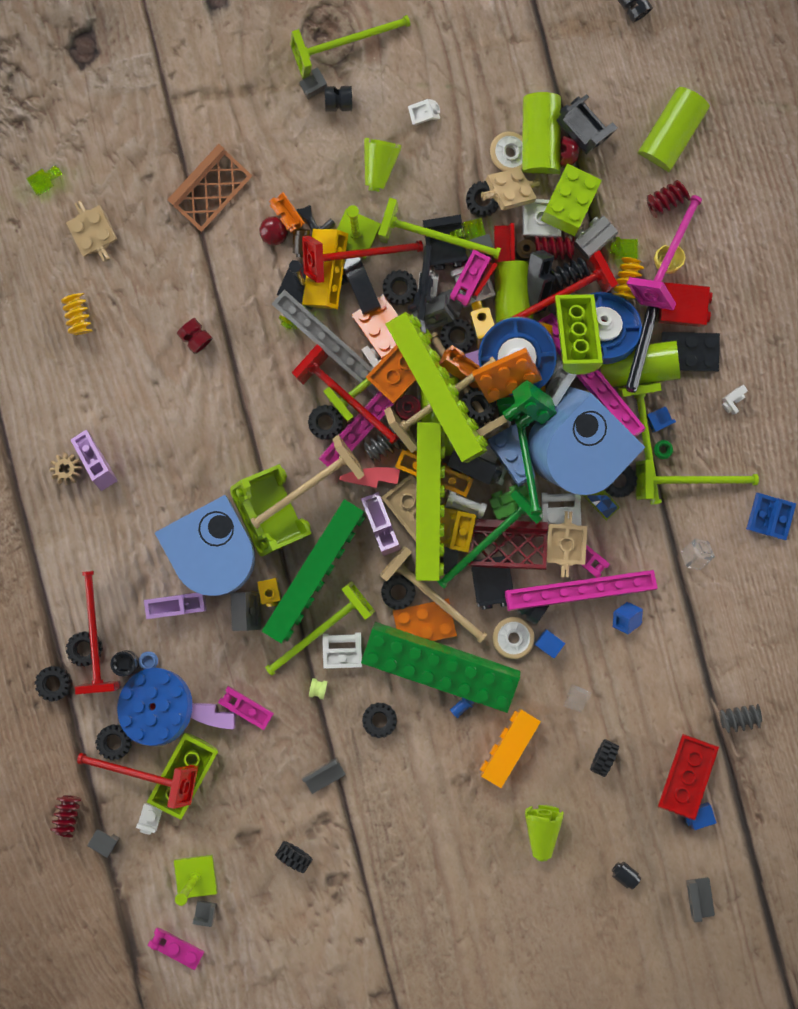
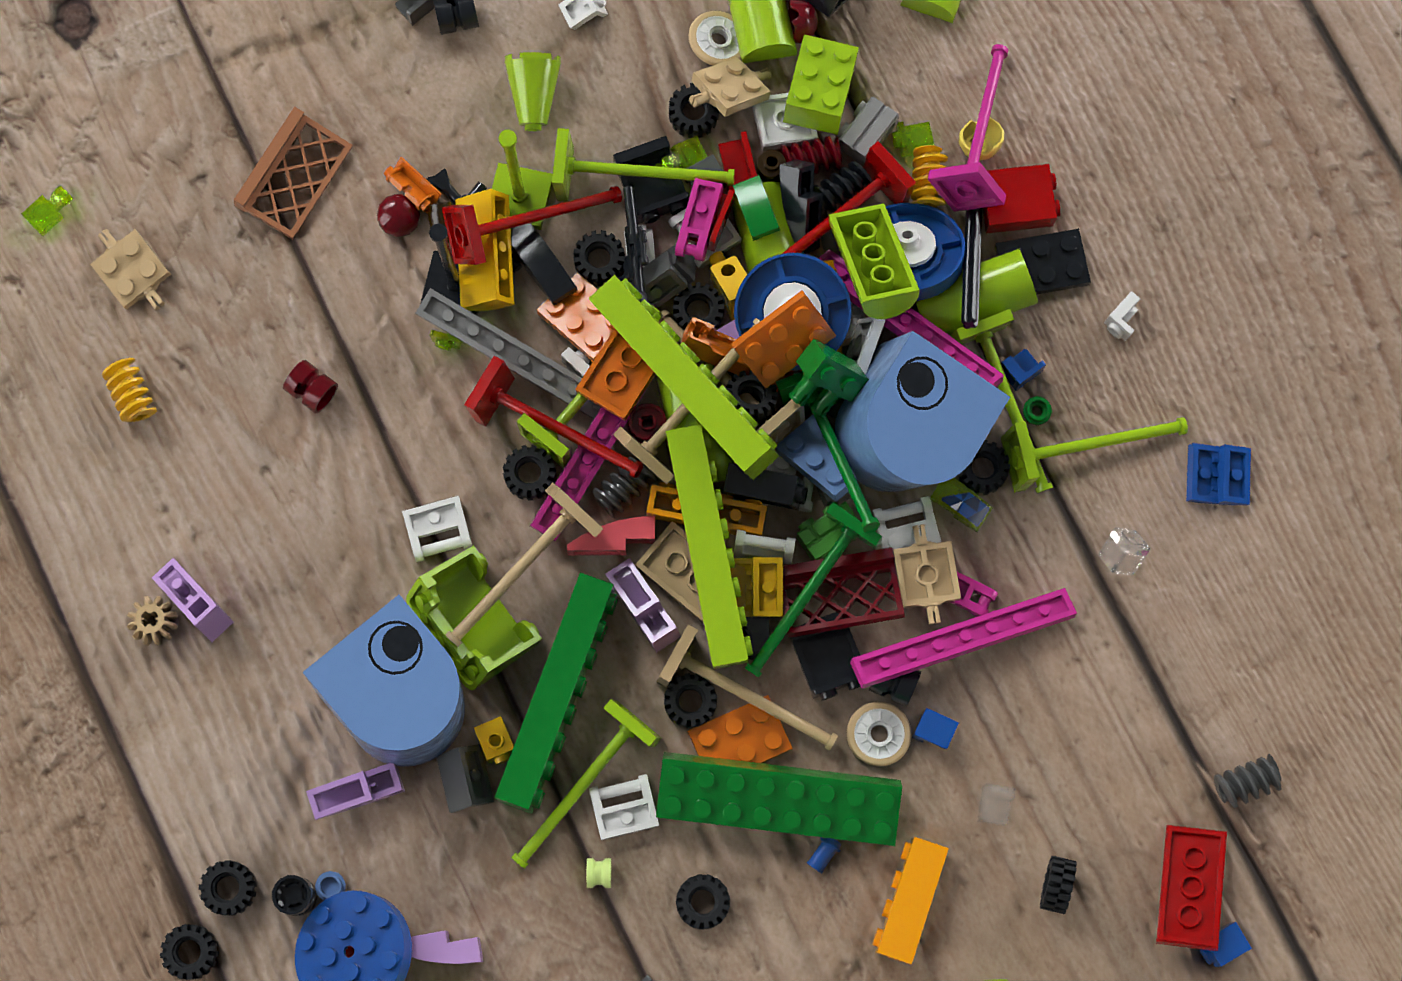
camera: 15 degrees left, 10 degrees down
(97, 684) = (258, 936): red tile -> none
(246, 708) = (495, 927): dark pink plate -> none
(258, 440) = (434, 519): none -> white plate
(509, 278) = (756, 208): none -> green slope
(627, 618) = (1043, 667): blue panel -> none
(667, 196) = (956, 54): dark red piece -> none

